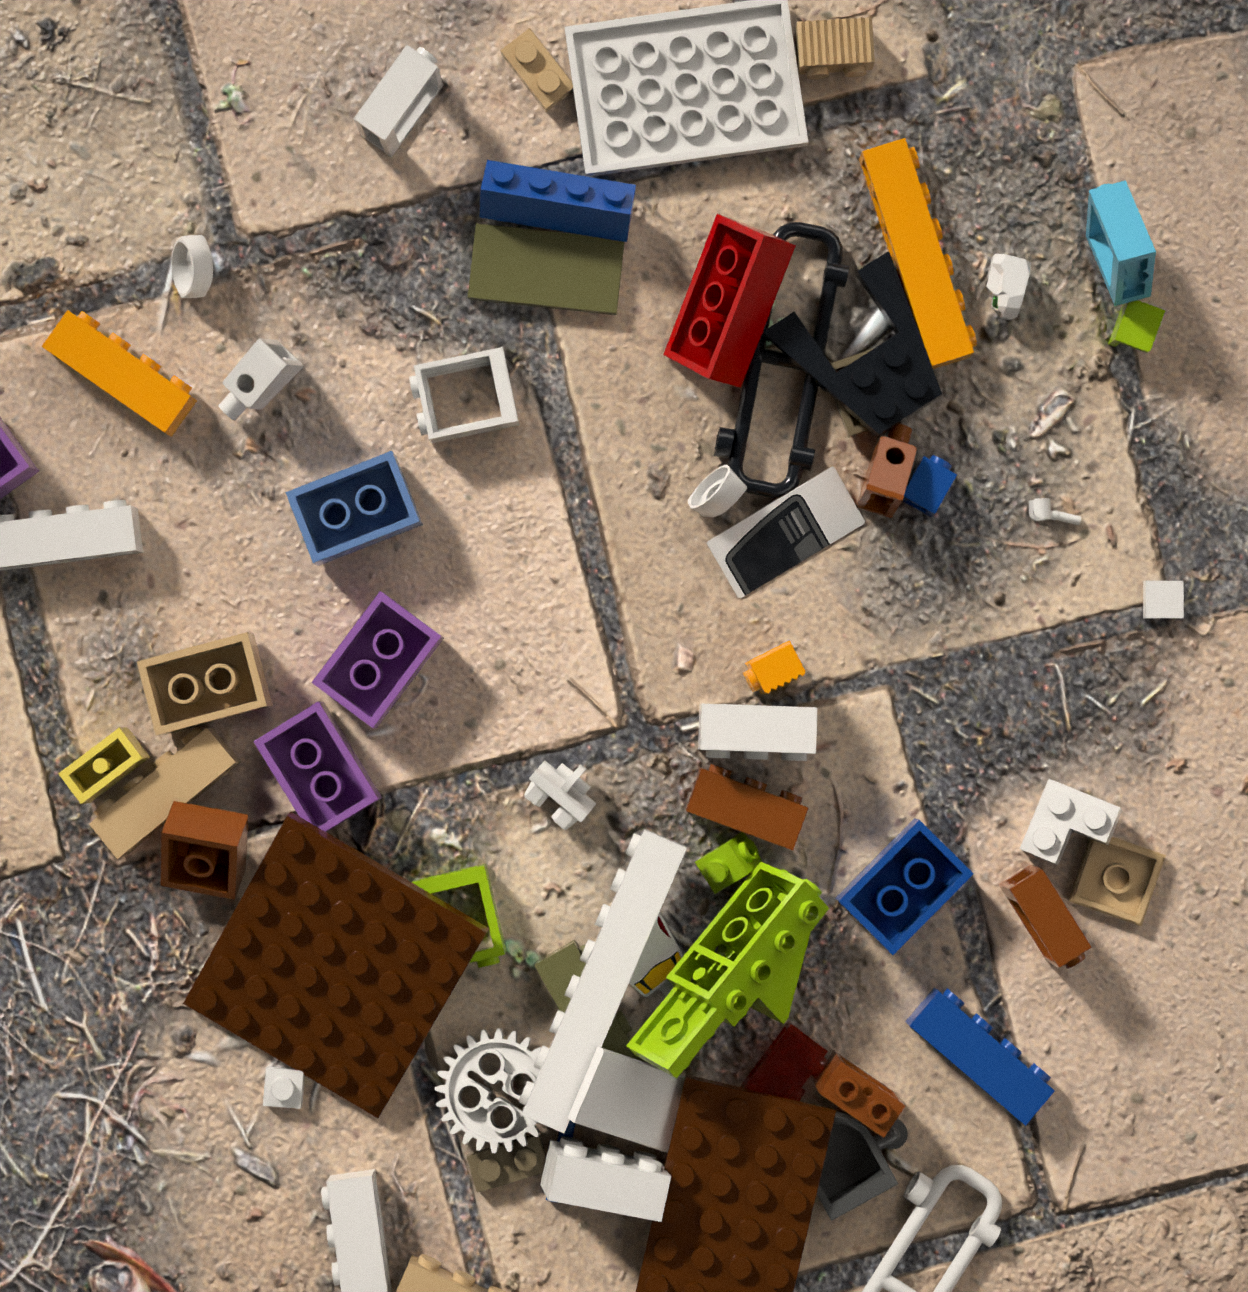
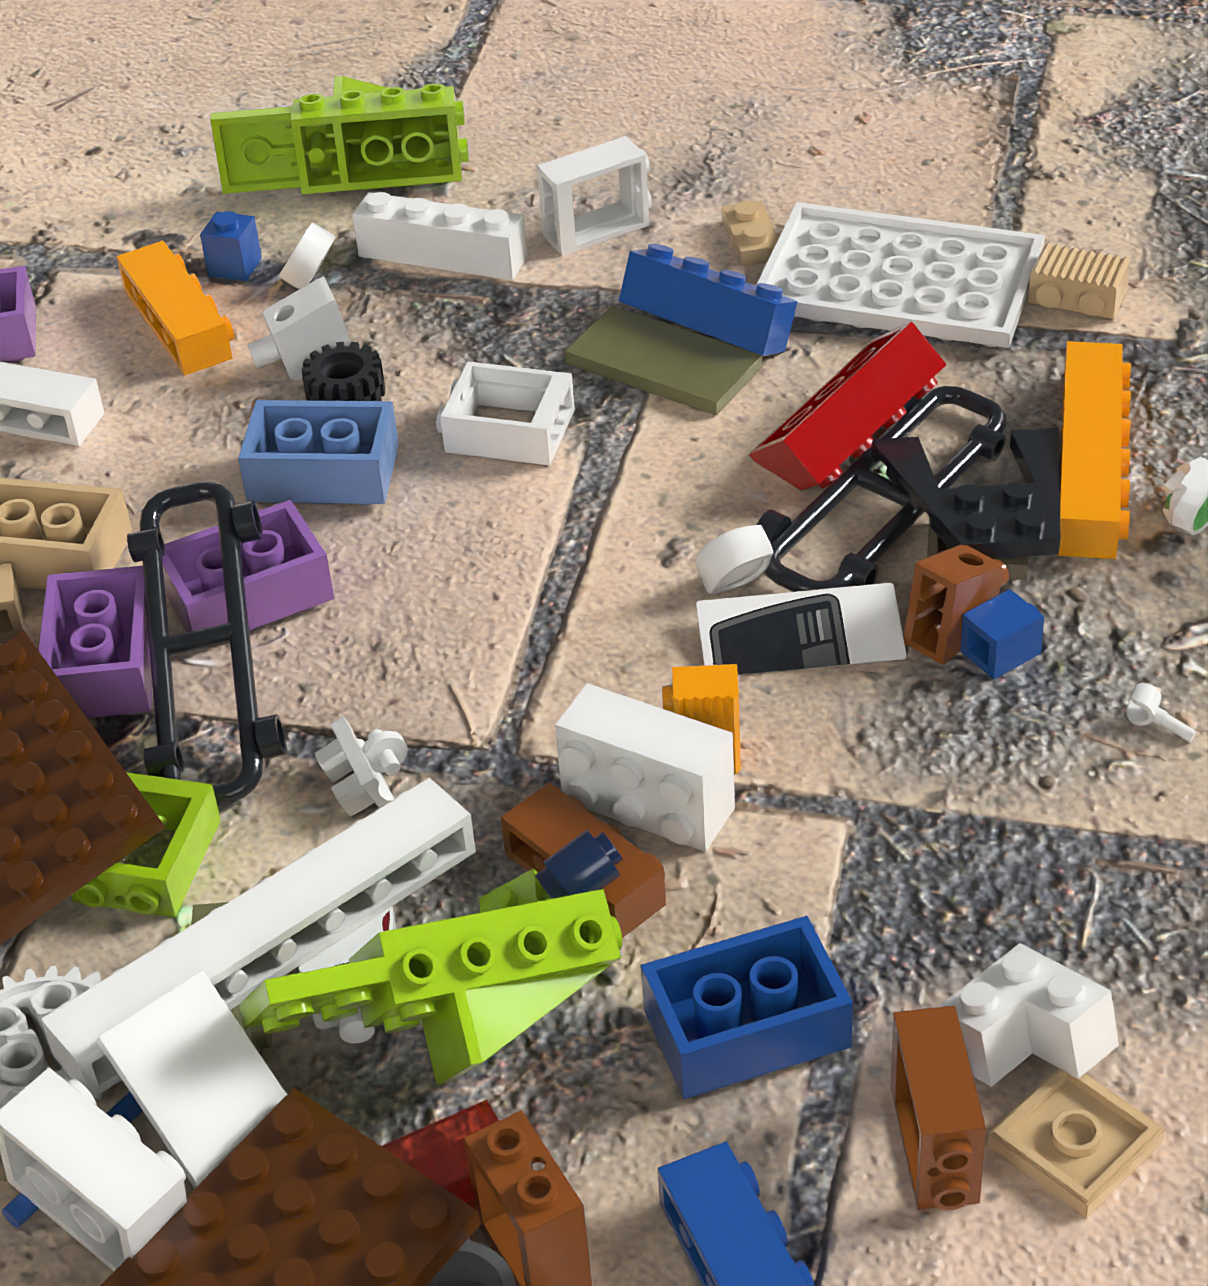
camera: 30 degrees right, 45 degrees down
(119, 278) = (231, 246): none -> blue brick
(151, 84) = (343, 141): none -> lime wedge
(288, 193) = (440, 235): none -> white brick
(304, 382) = (343, 374): none -> black tyre
(373, 654) = (258, 736): none -> black bar
(766, 846) = (580, 866): none -> dark blue brick

